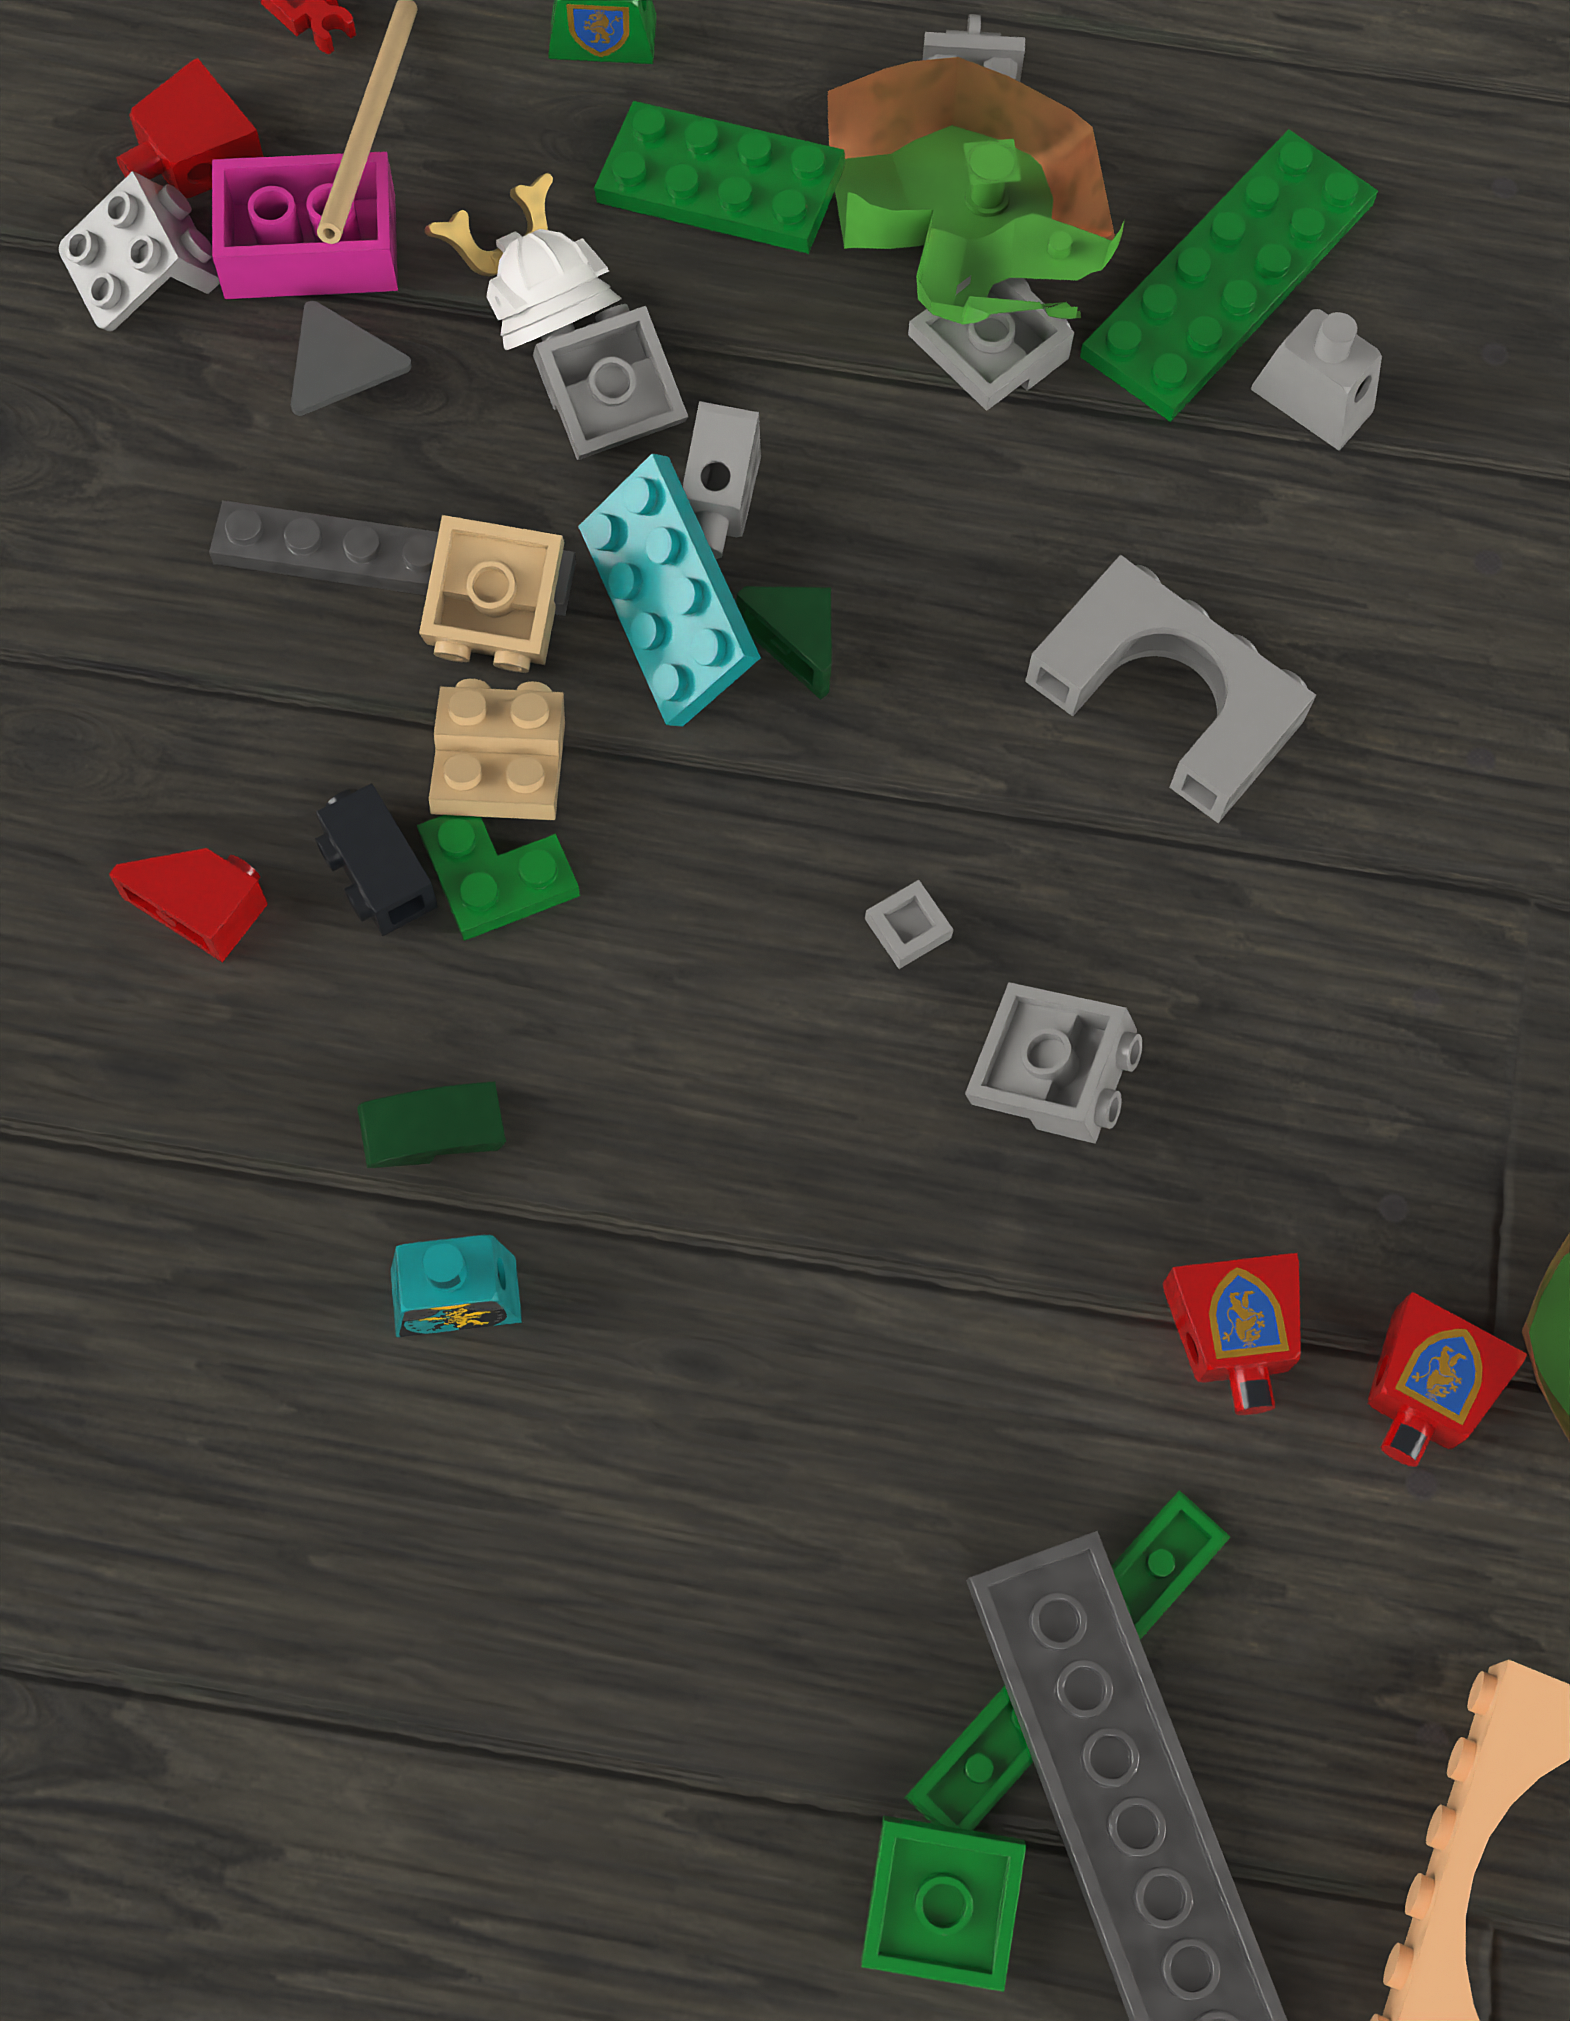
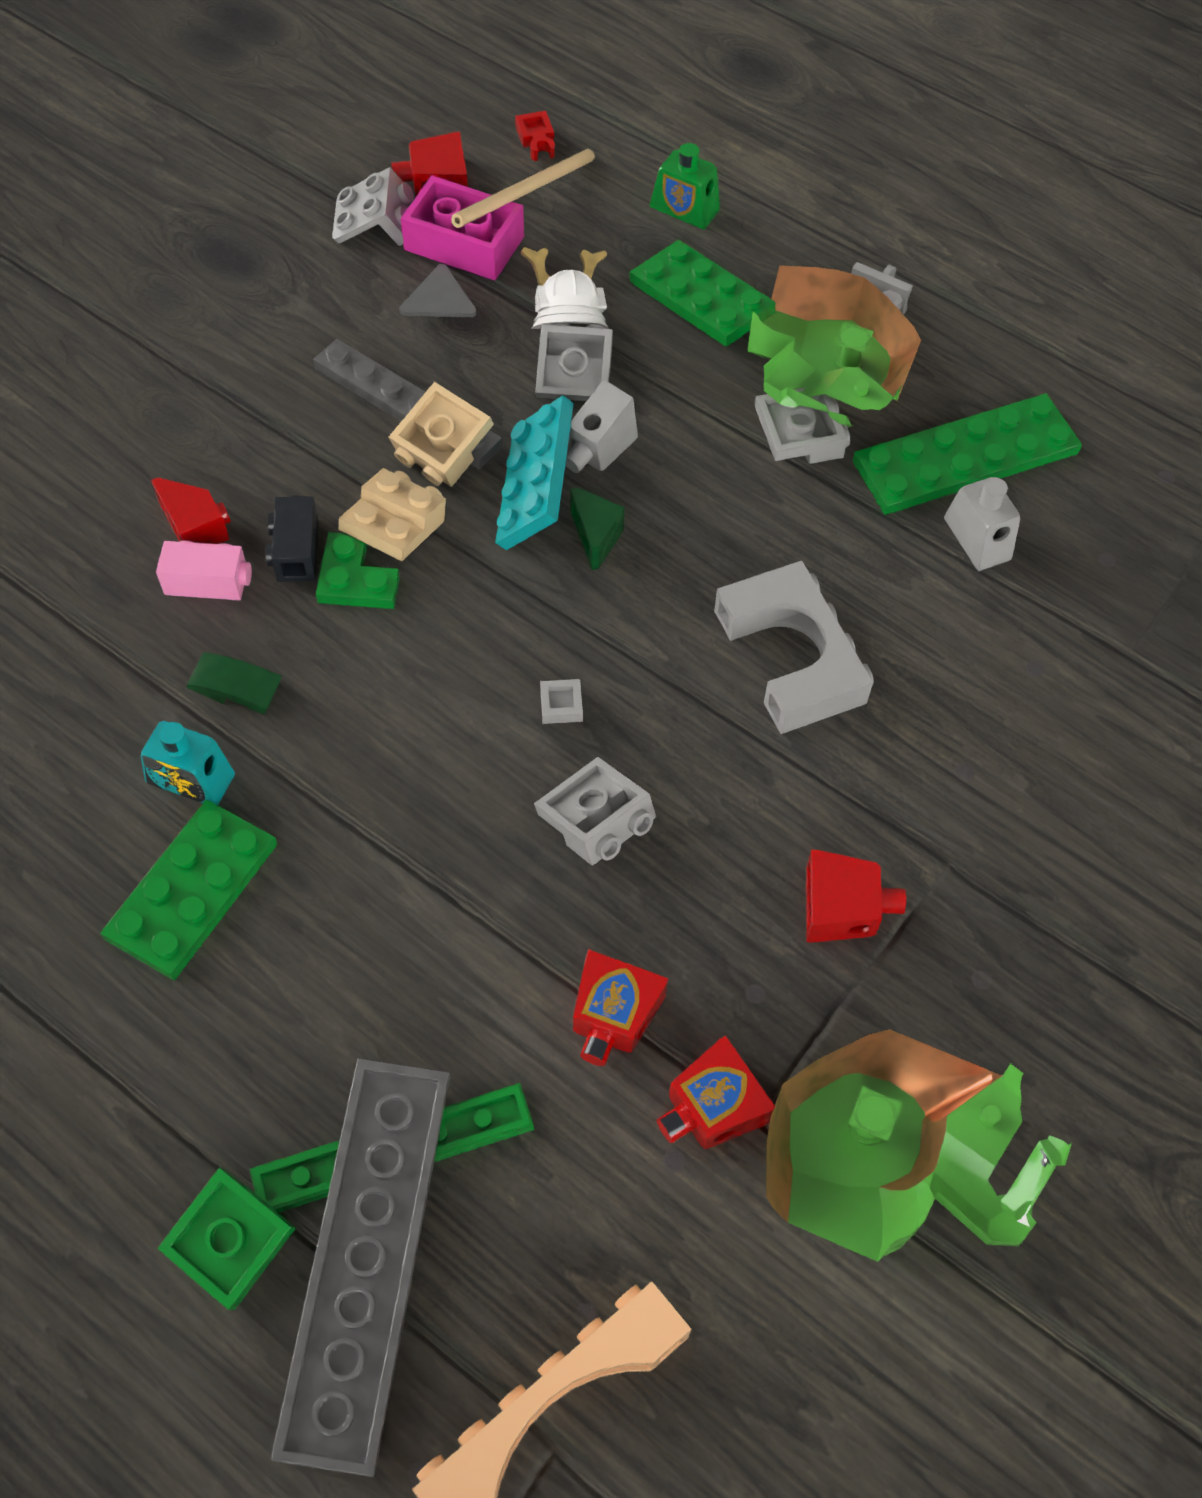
camera: 30 degrees right, 10 degrees down
(274, 974) = (203, 570): none -> bright pink brick
(568, 1459) = (189, 889): none -> green plate
(1440, 1018) = (846, 897): none -> red torso

